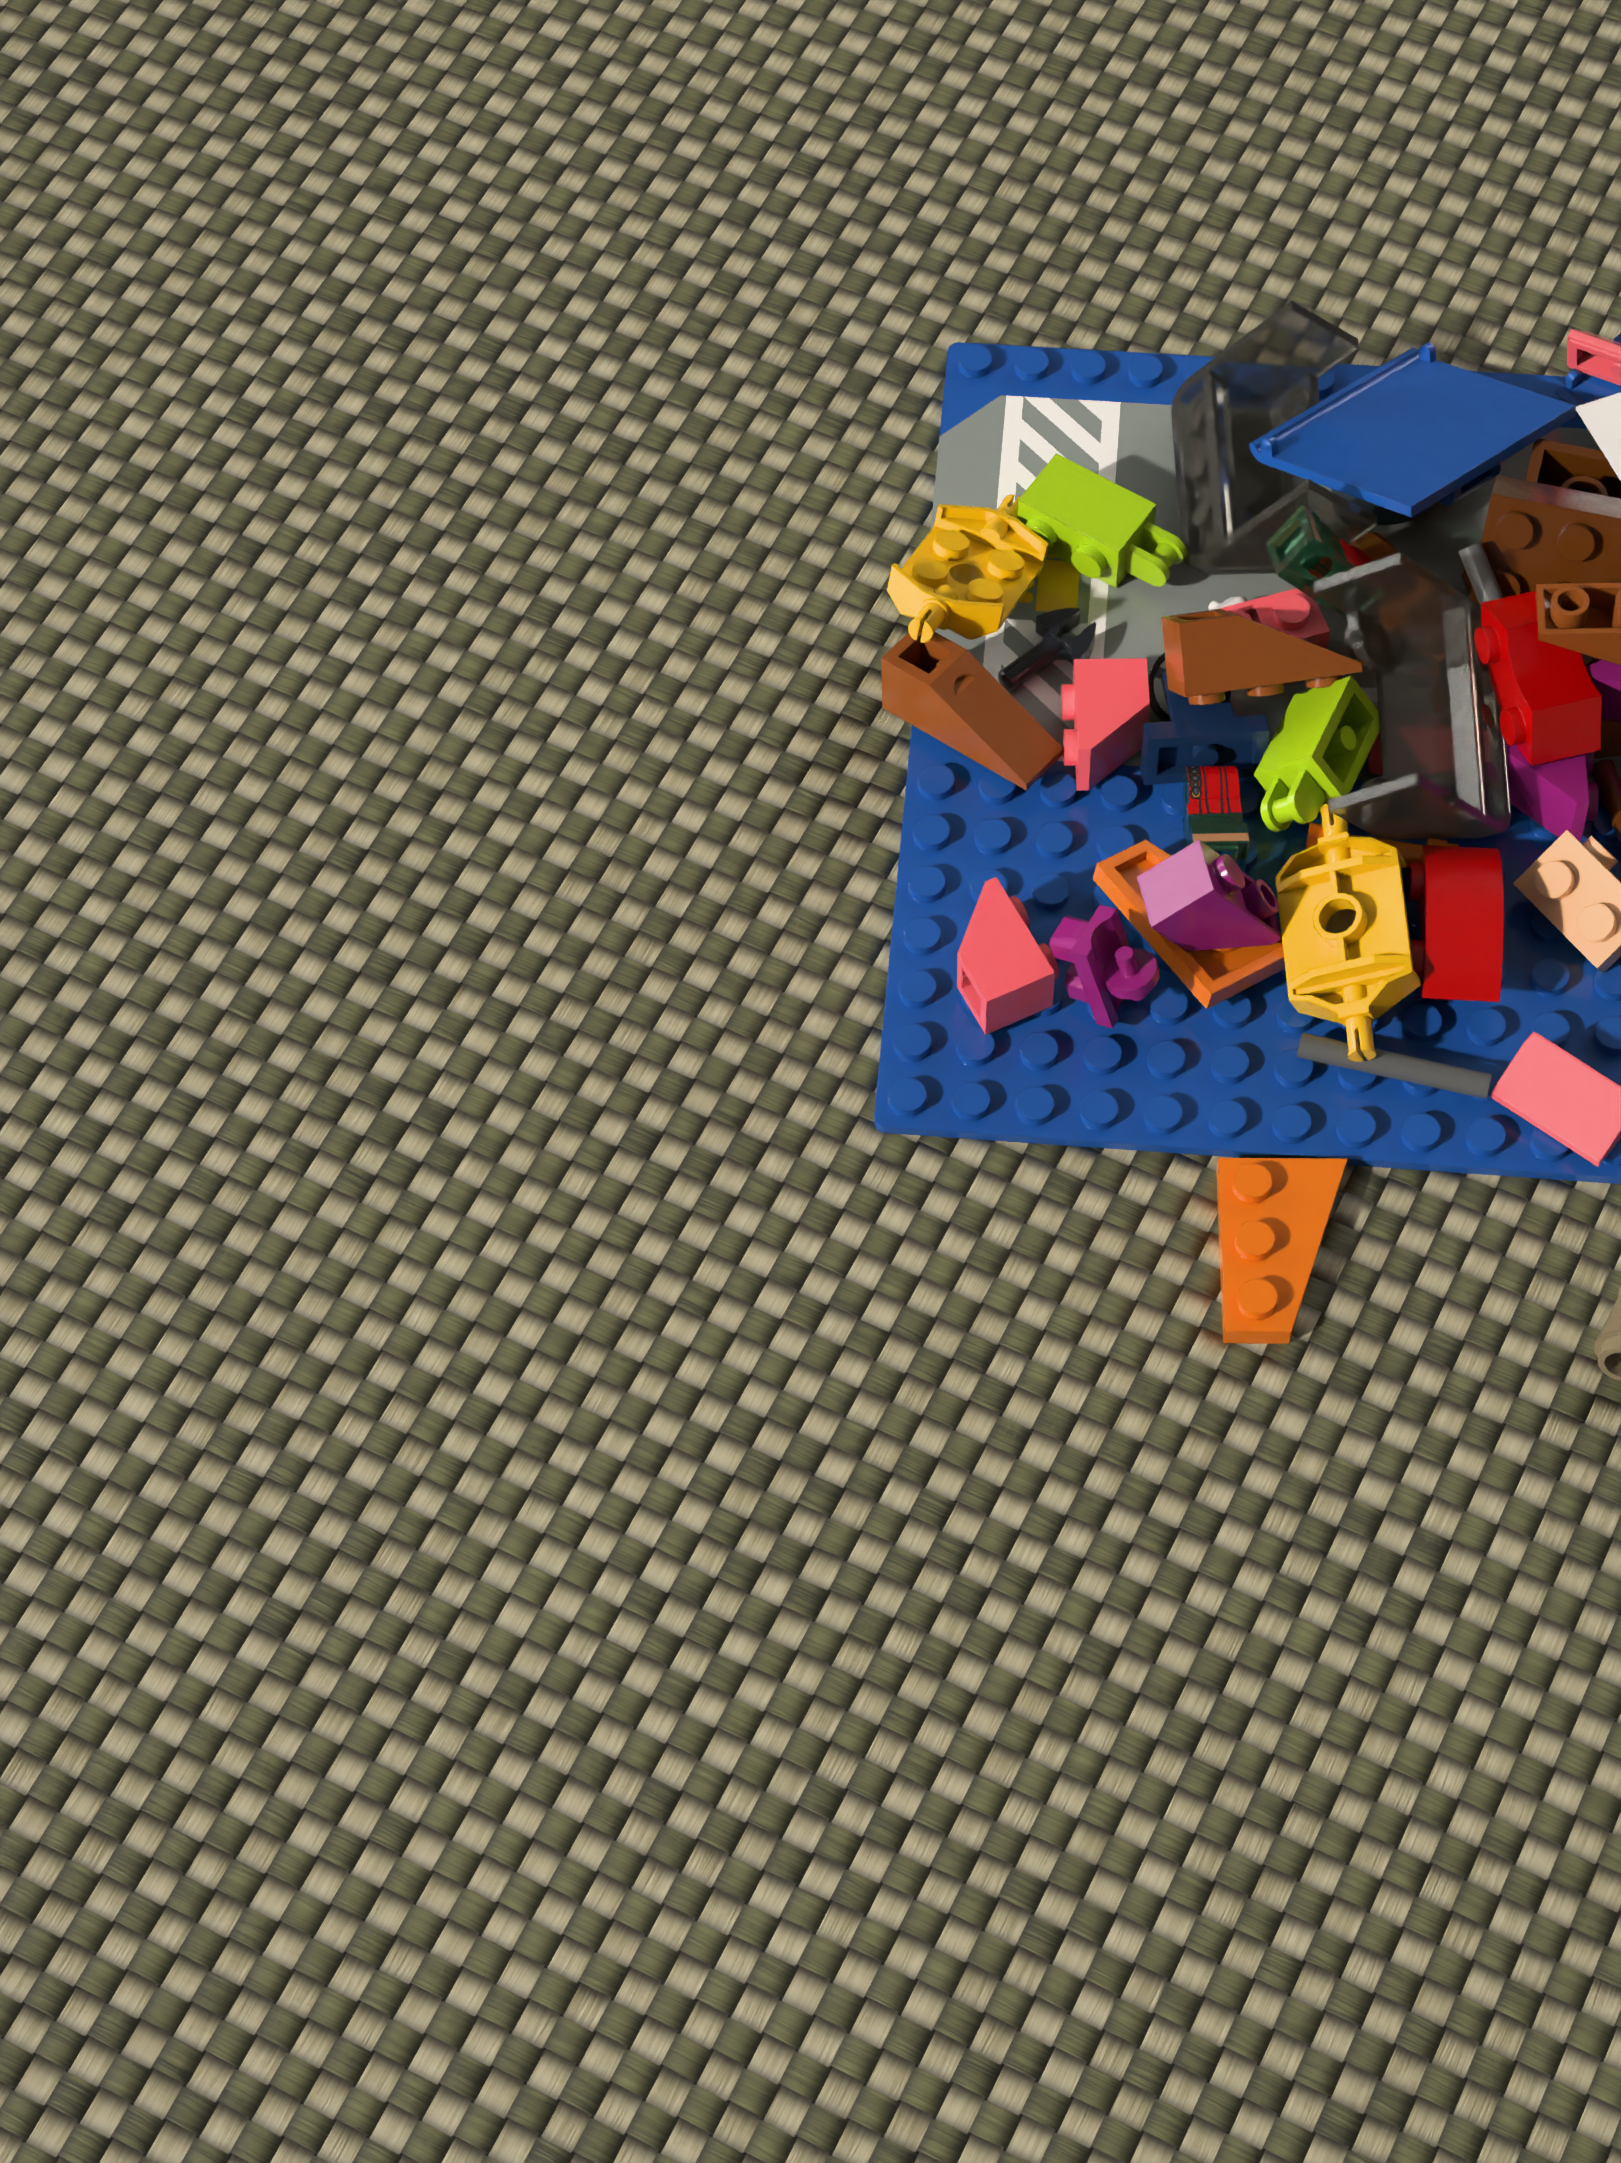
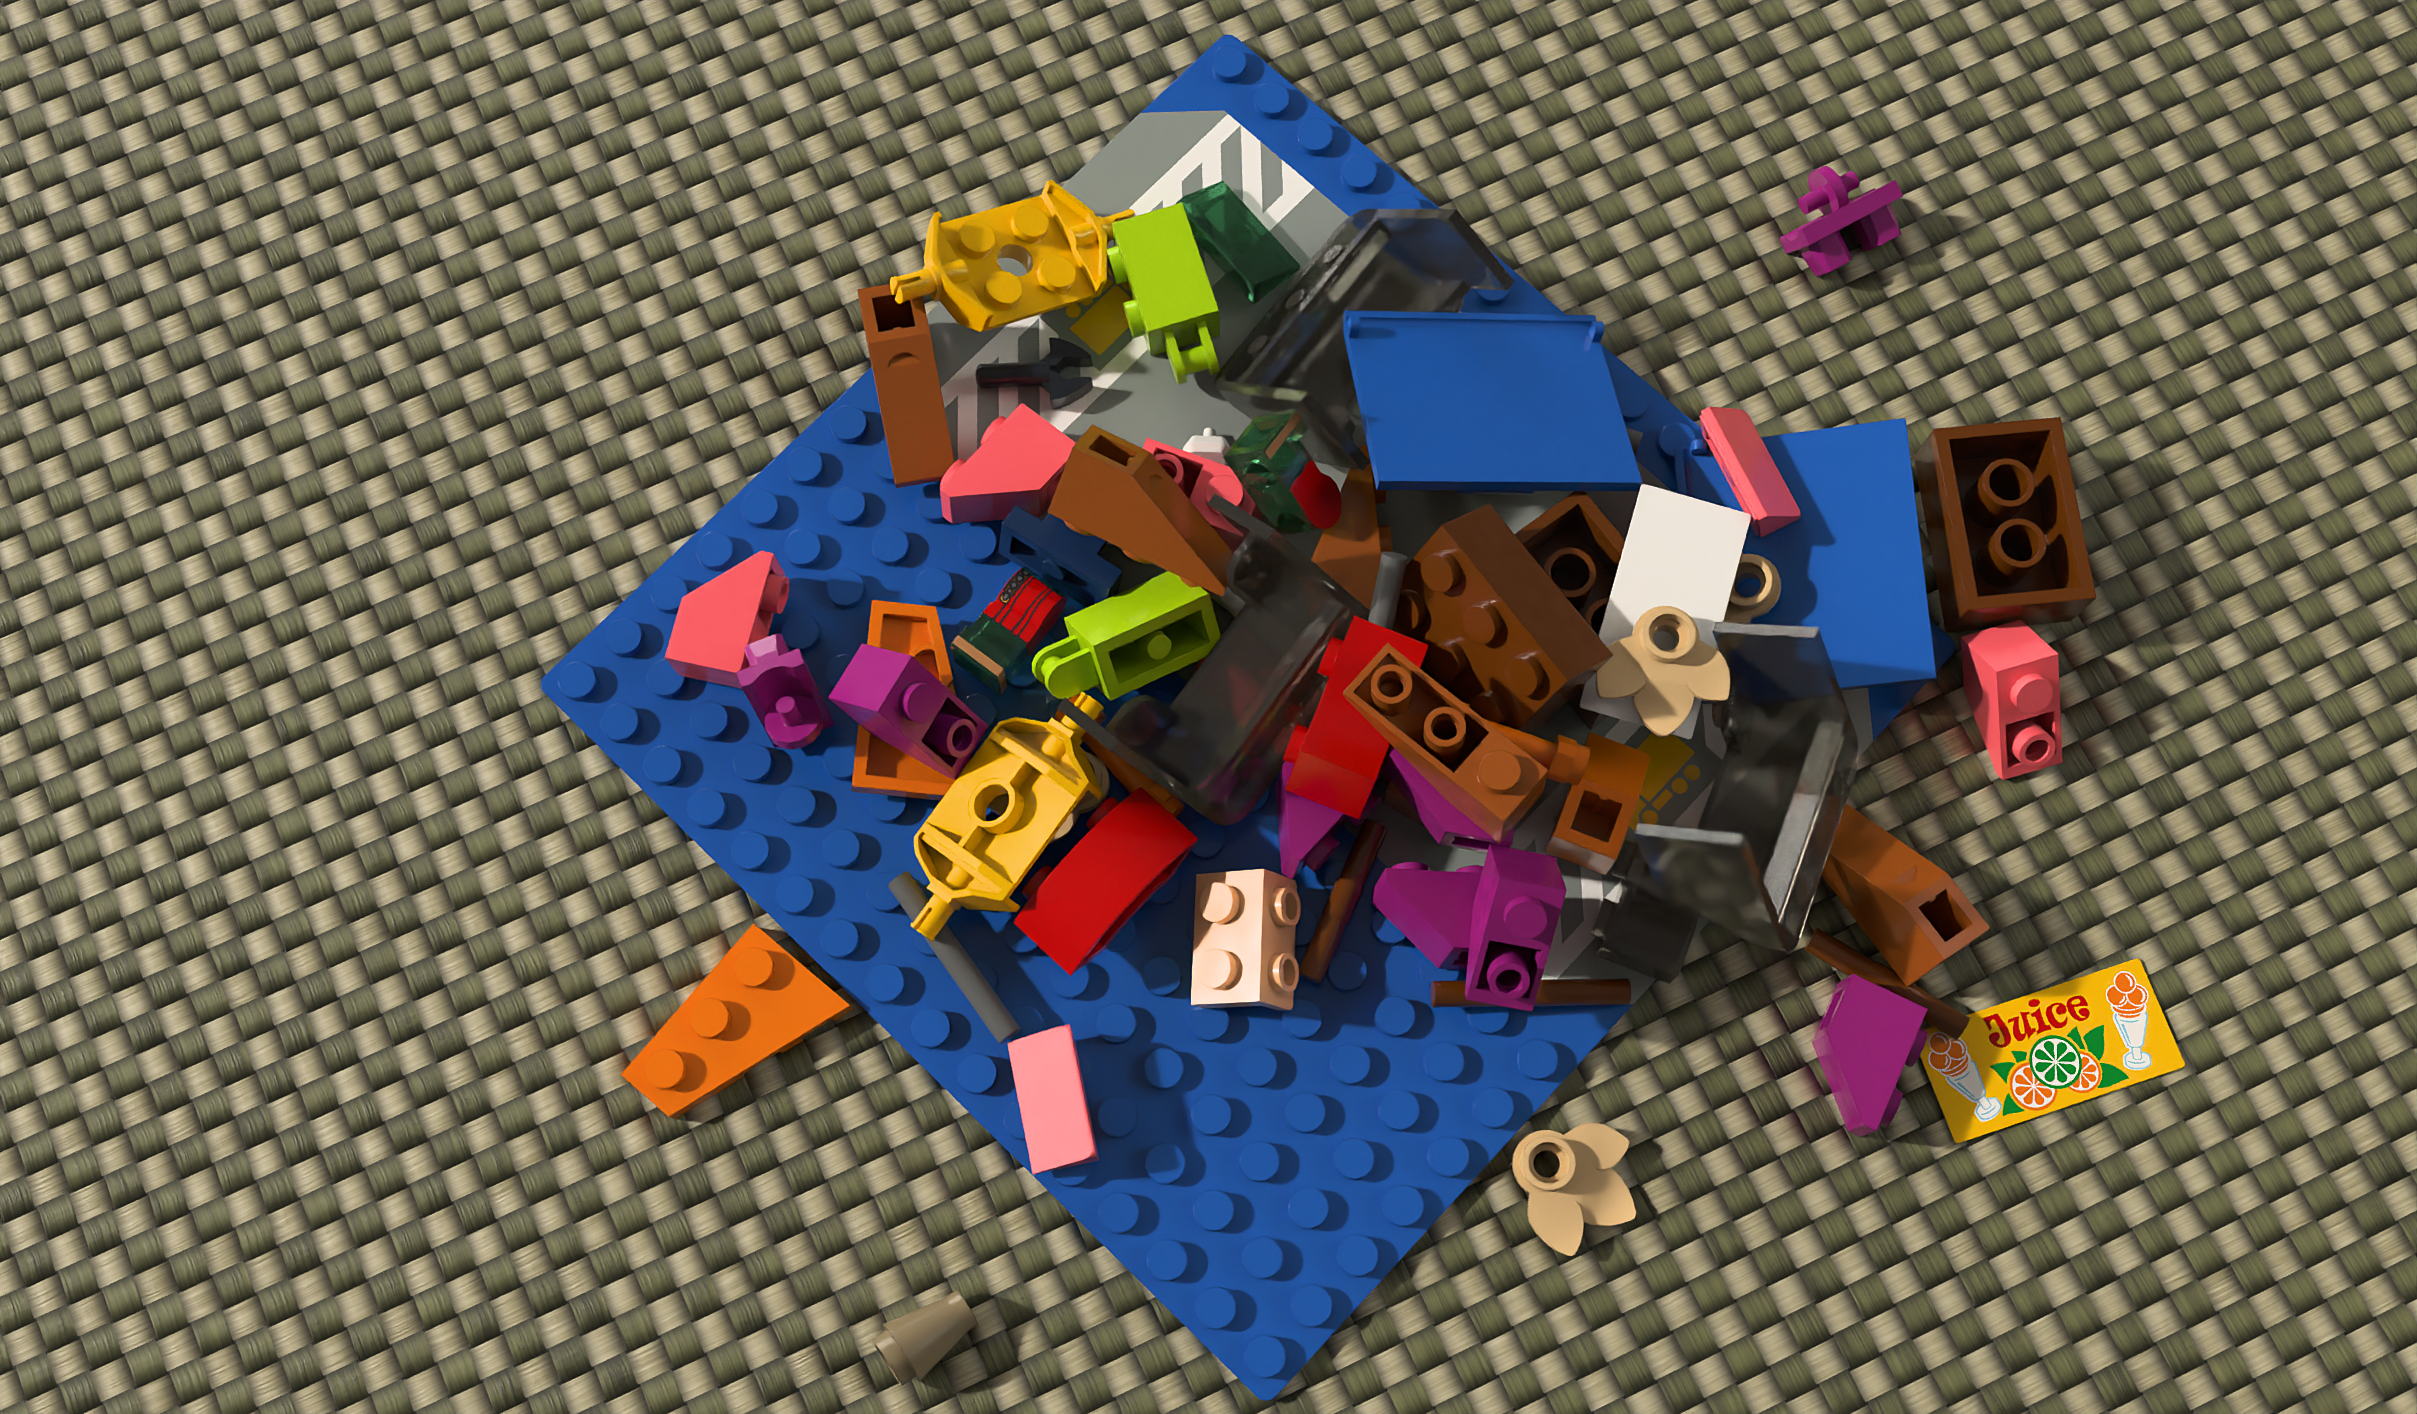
camera: 40 degrees right, 15 degrees up
(1129, 467) = (1237, 241): none -> clear green slope
(1510, 174) = (1868, 213): none -> magenta hips

